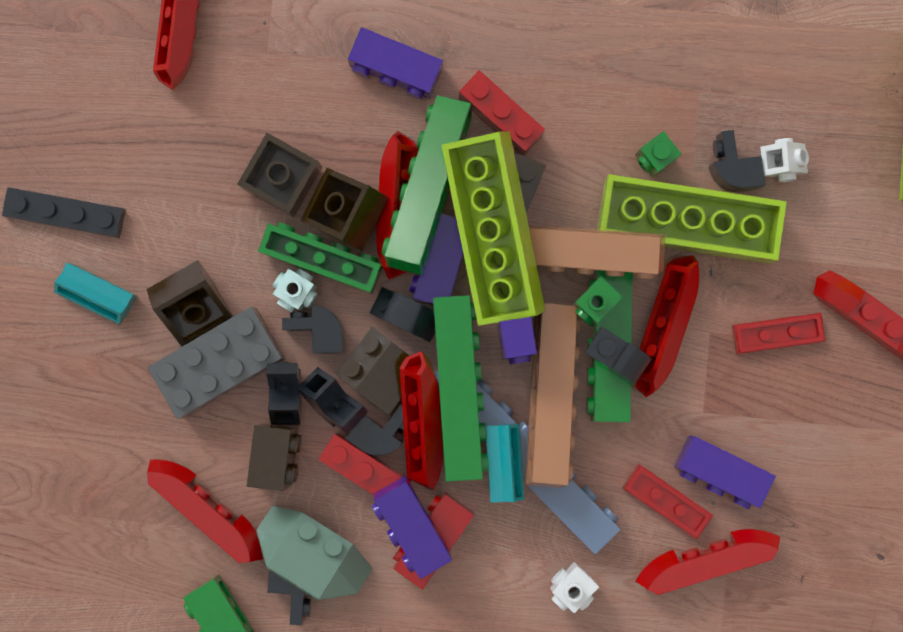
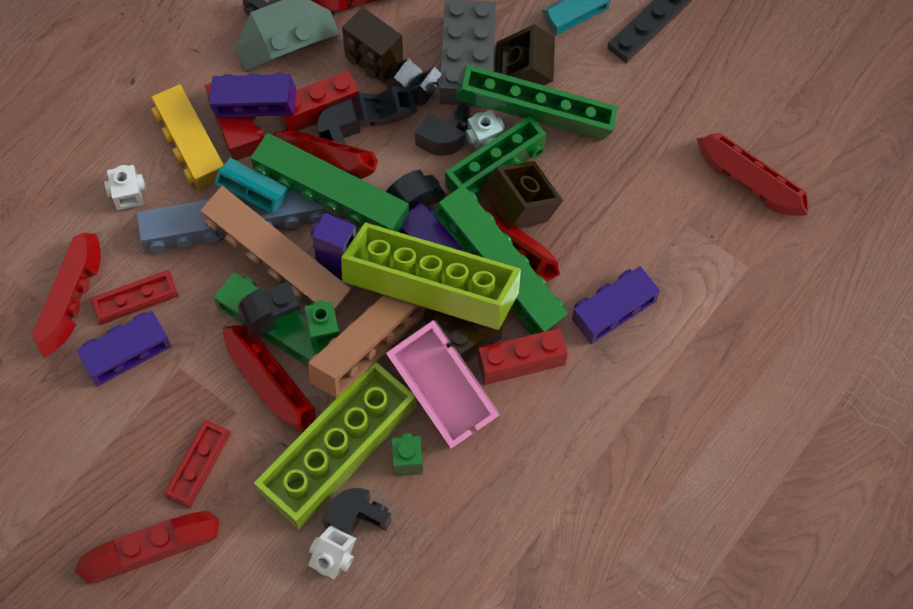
camera: 120 degrees right, 20 degrees down
(241, 254) = (543, 103): none -> green brick
(280, 175) = (579, 169): dark brown brick -> none
(375, 371) = (390, 144): dark brown slope -> none
(481, 569) = (188, 136): none -> yellow brick
(581, 158) = (443, 383): none -> bright pink piece

